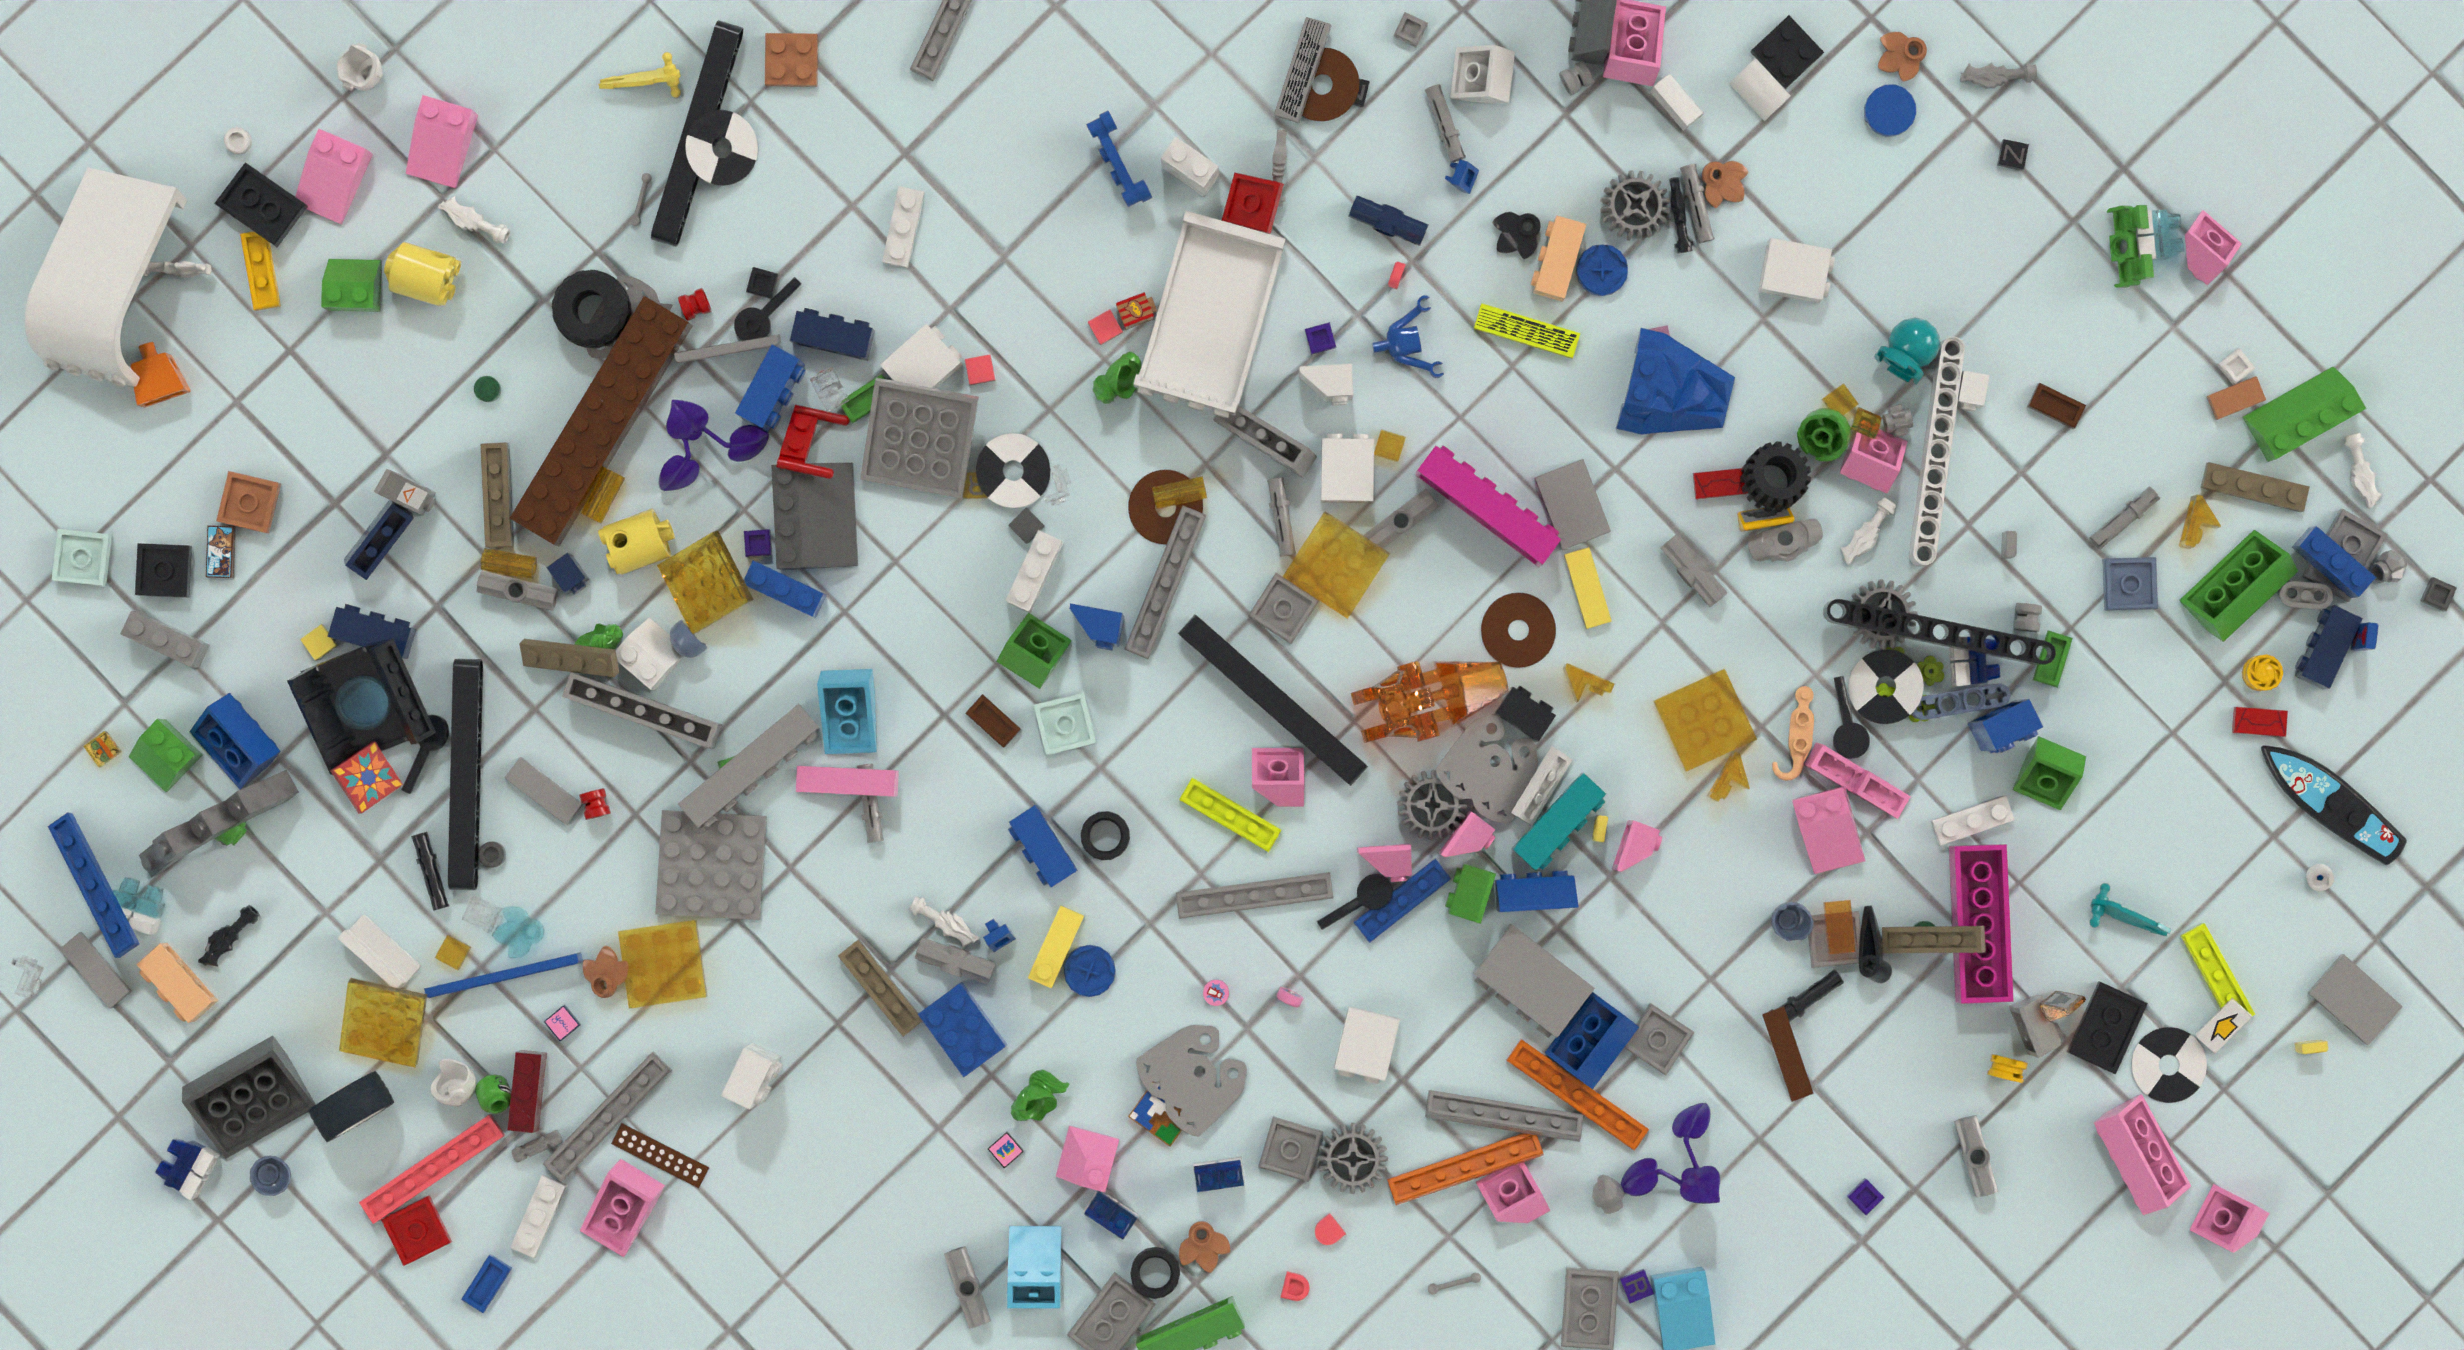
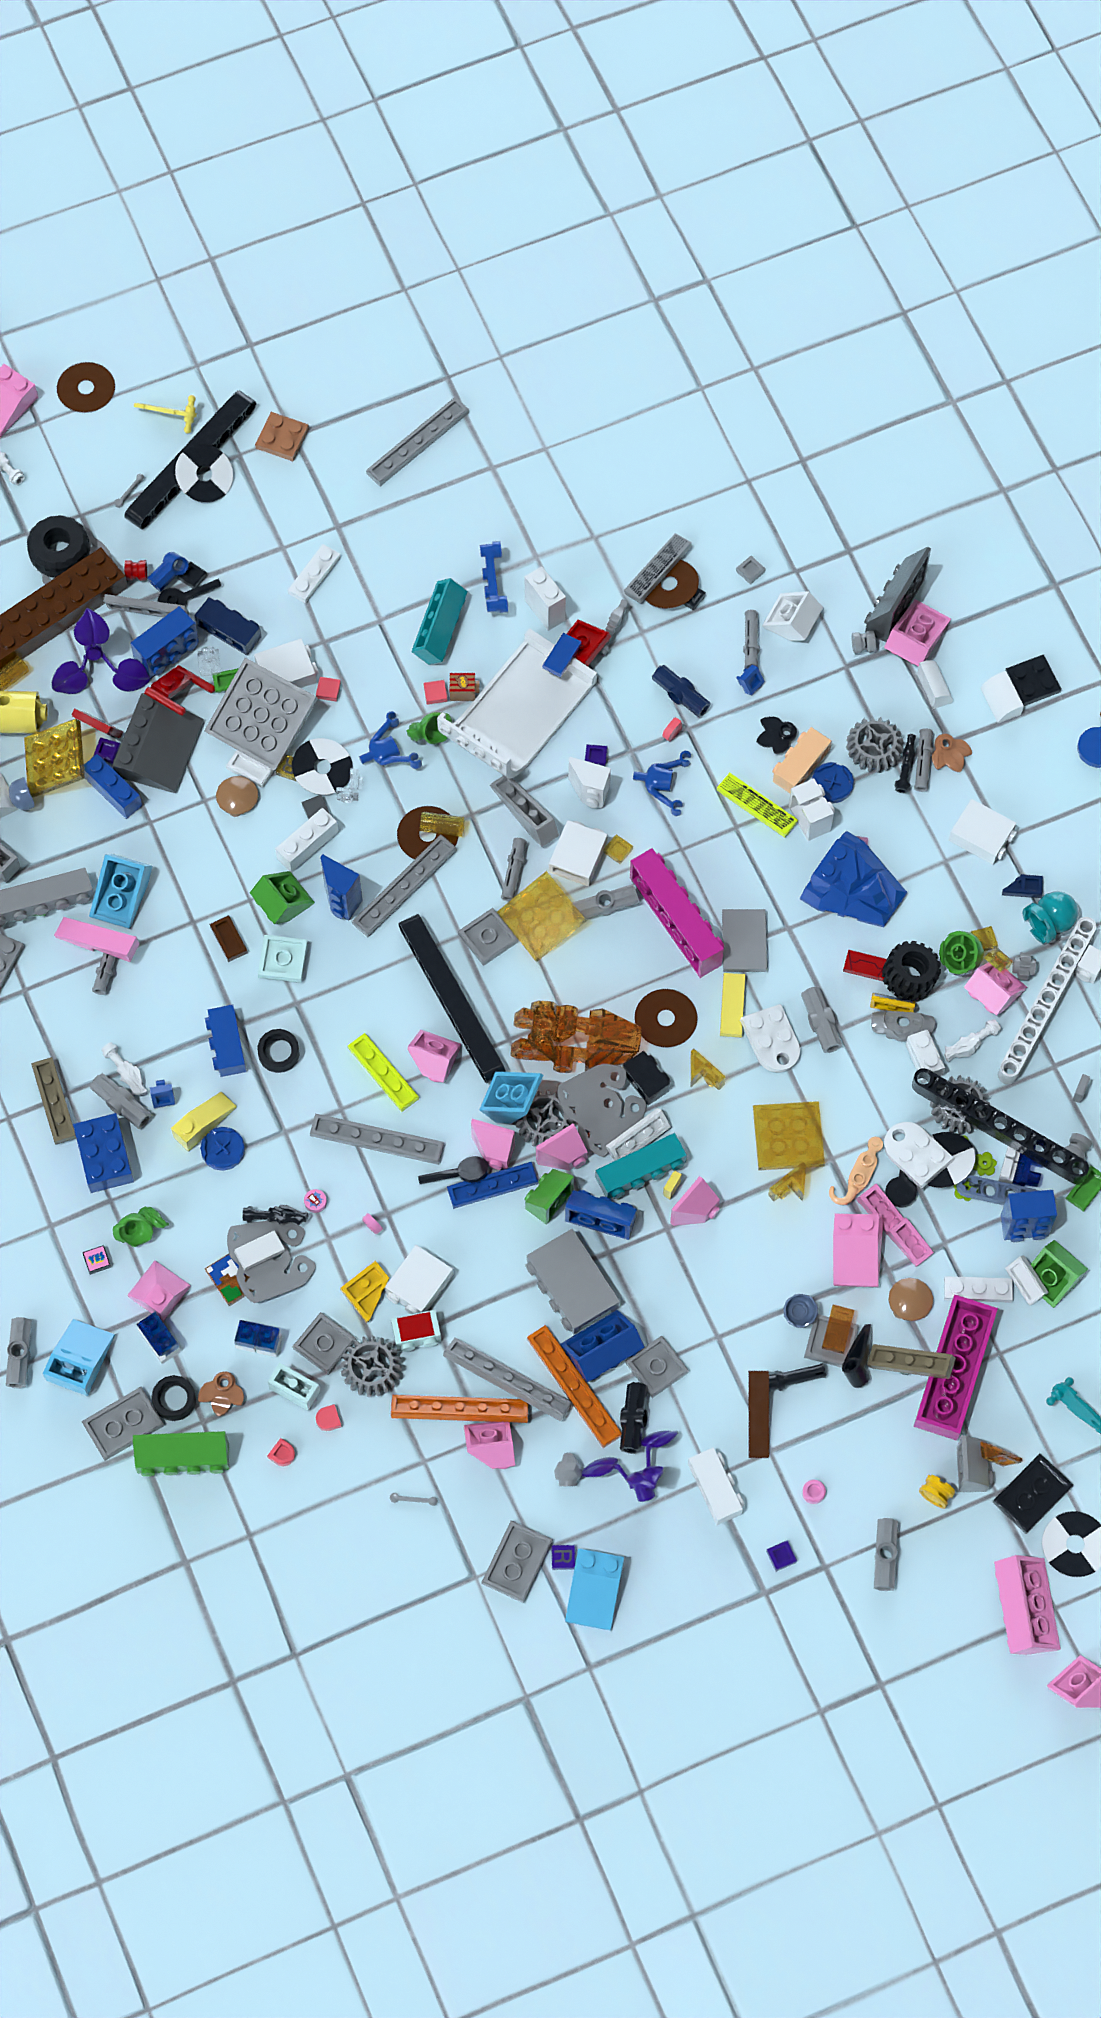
camera: 20 degrees right, 20 degrees down
(529, 102) = (68, 387): none -> reddish brown sticker
(735, 520) = (97, 723): none -> red tile
(736, 284) = (167, 571): none -> blue piece
(930, 504) = (249, 768): none -> white tile
(930, 543) = (237, 795): none -> medium nougat dish
(1077, 422) = (386, 750): none -> blue piece
(1078, 246) = (439, 621): none -> teal brick
(1180, 1076) = (259, 1250): none -> white tile
(1184, 1025) = (279, 1214): none -> black piece
(1237, 233) = (562, 655): none -> blue tile
(1280, 1214) = (293, 1386): none -> light aqua brick
(1312, 1073) = (366, 1289): none -> yellow wing
(1385, 1100) = (416, 1330): none -> brick
(1389, 800) = (510, 1096): none -> medium azure slope
(1594, 320) = (811, 809): none -> white piece
(1645, 611) = (771, 1037): none -> white plate
(1656, 1109) = (633, 1418): none -> black piece
(1771, 1149) = (716, 1486): none -> white brick
(1824, 572) = (924, 1053): none -> white brick
(1856, 692) = (917, 1153): none -> white plate
(1864, 318) = (1025, 886): none -> dark blue tile
(1875, 1114) = (813, 1491): none -> bright pink tile
(1904, 860) = (910, 1299): none -> medium nougat dish
(2023, 792) = (1026, 1280): none -> white tile

